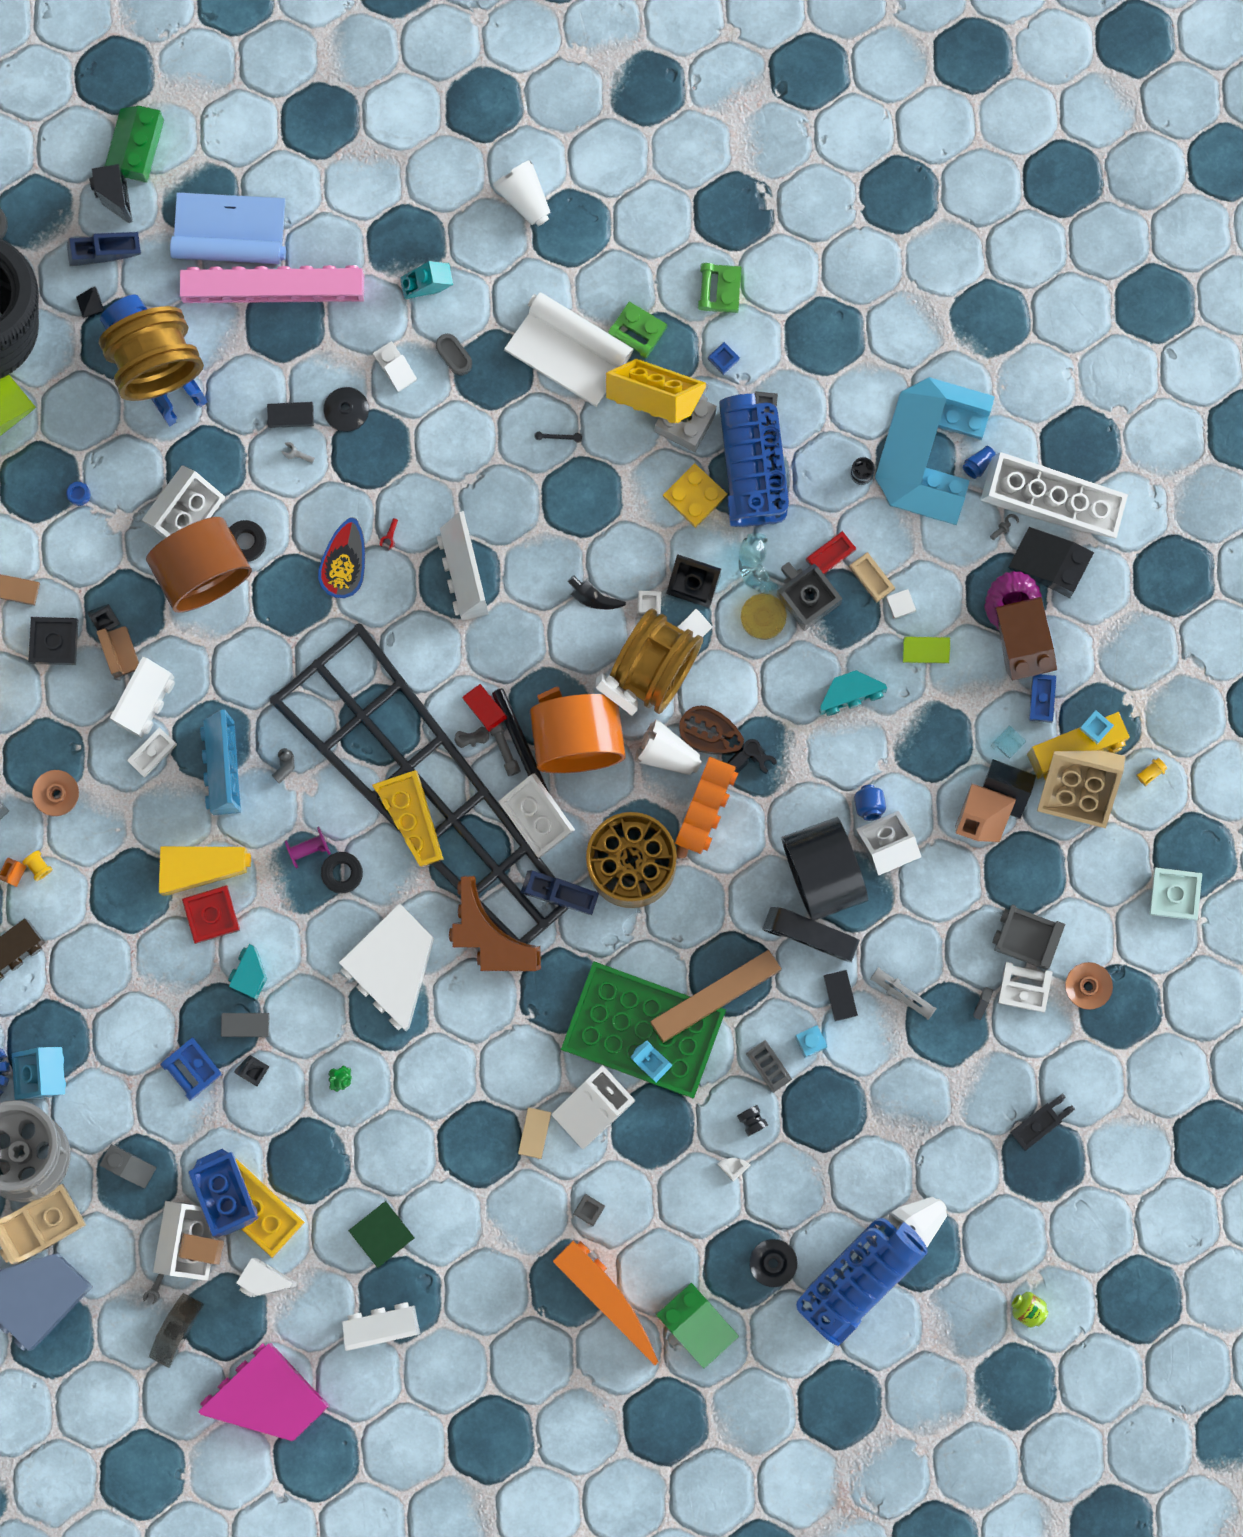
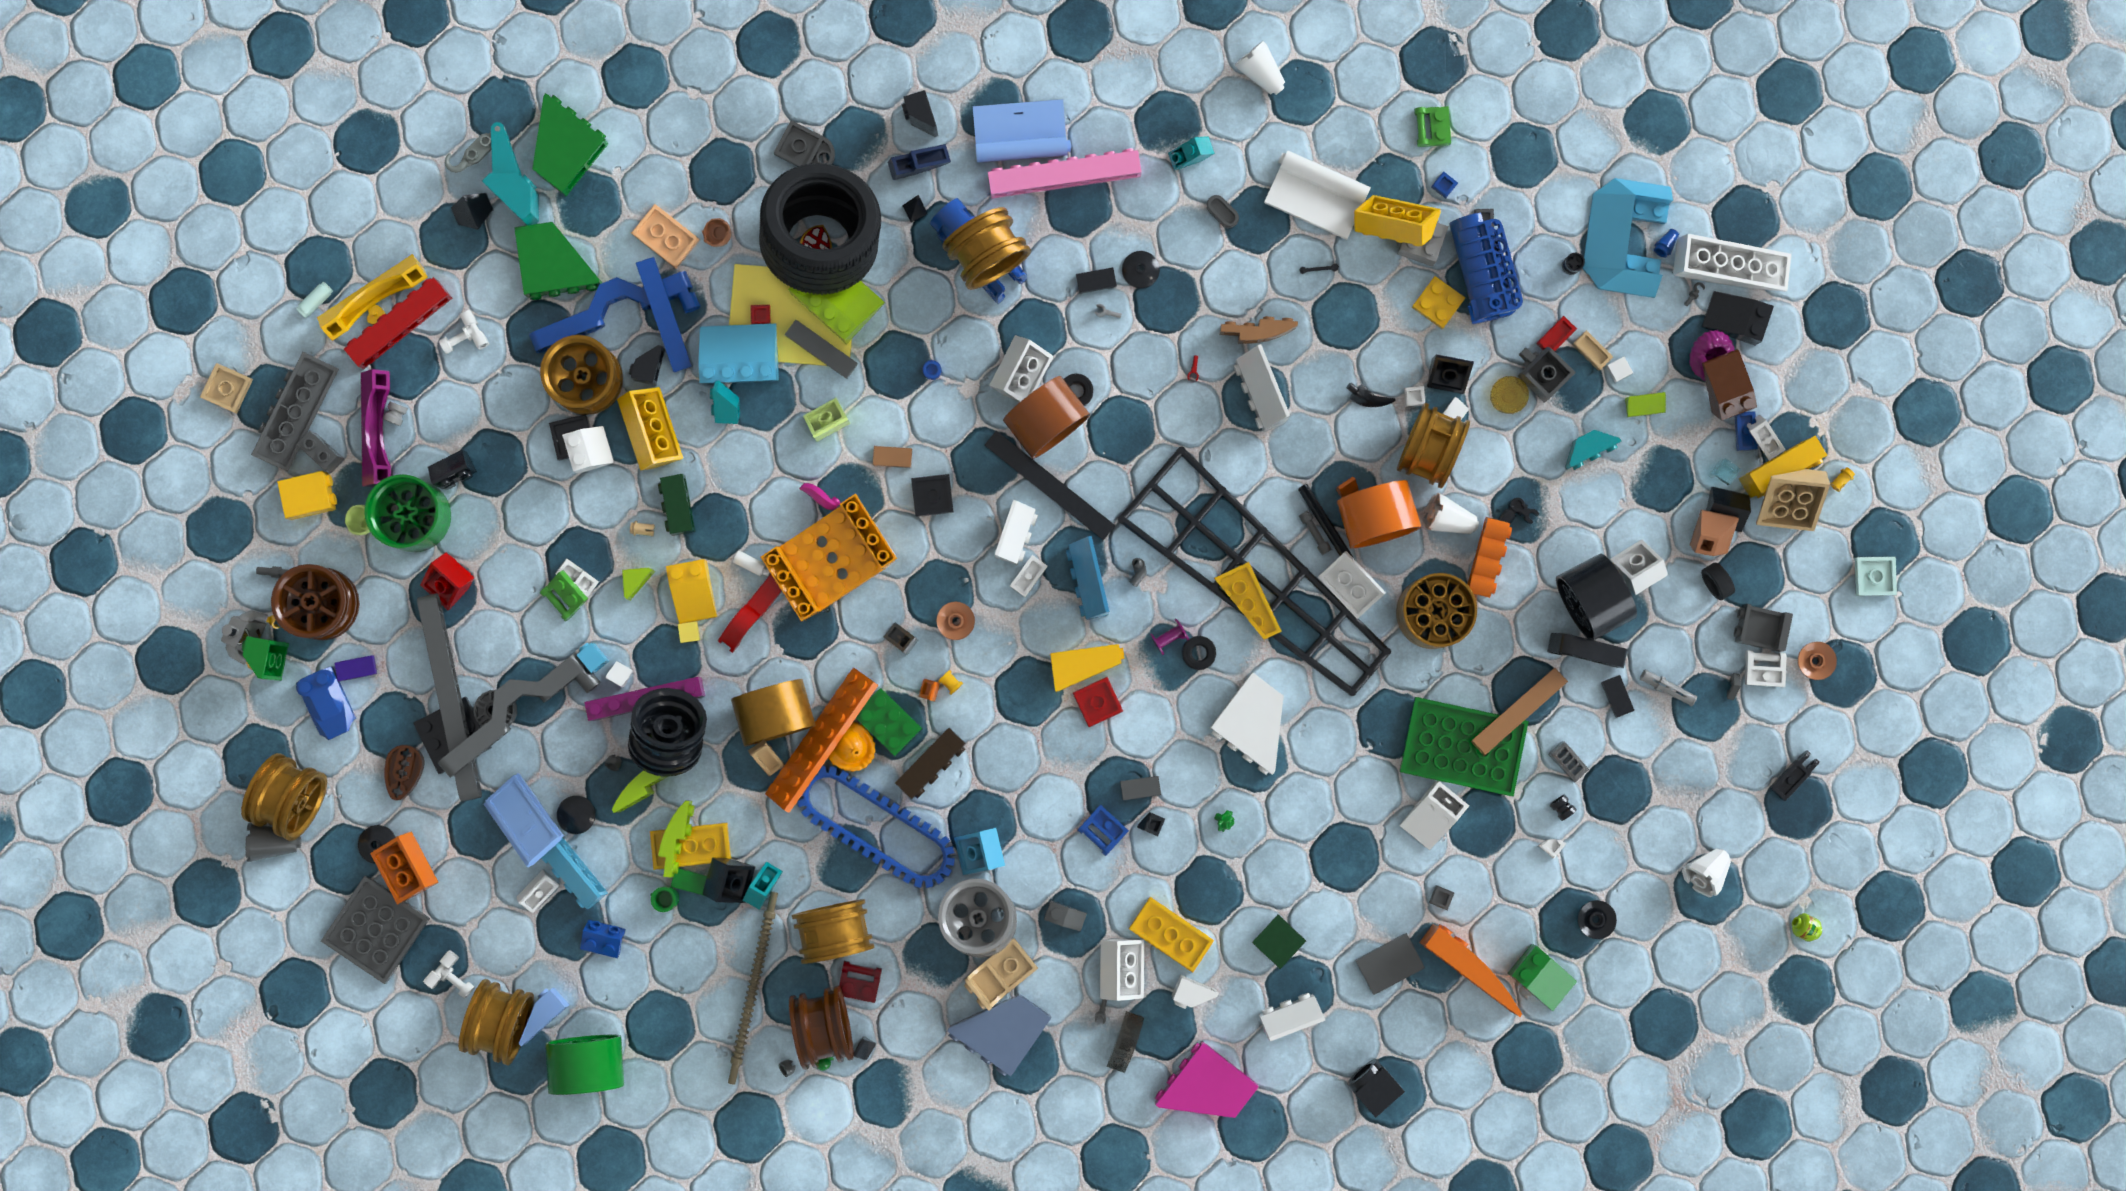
camera: 15 degrees left, 5 degrees up
(103, 618) = (970, 471): black slope -> none
(118, 651) = (987, 496): medium nougat panel -> none
(135, 141) = (929, 67): green slope -> none
(196, 649) = (1049, 485): none -> black tile
(201, 1249) = (1136, 975): medium nougat slope -> none
(222, 1193) = (1146, 926): blue slope -> none
(250, 974) = (1139, 747): teal slope -> none
(343, 561) = (1161, 396): shield -> none
(395, 366) = (1176, 228): white slope -> none
(468, 1428) = (1375, 1087): none -> black piece
(476, 929) = (1318, 686): dark orange arch -> none
(479, 736) = (1294, 525): dark grey piece -> none
(482, 500) = (1265, 331): none -> medium nougat slope
(484, 707) = (1294, 501): red tile -> none
(513, 1281) = (1389, 964): none -> dark grey tile
(534, 1133) = (1388, 842): tan tile -> none
(559, 892) = (1380, 645): dark blue slope -> none
(610, 687) = (1403, 473): white plate -> none
(640, 323) = (1373, 165): bright green plate -> none
(651, 1061) = (1476, 772): medium azure bracket -> none
(711, 718) = (1480, 485): reddish brown piece -> none
(751, 557) = (1494, 345): clear light blue animal -> none
(811, 1041) = (1601, 737): medium azure brick -> none
(863, 1280) = (1676, 924): blue piece -> none
(870, 802) = (1619, 536): blue head -> none
(980, 872) = (1718, 581): none -> black tyre
(1062, 708) = (1765, 438): none -> white hinge
(1096, 727) = (1802, 451): medium azure tile -> none

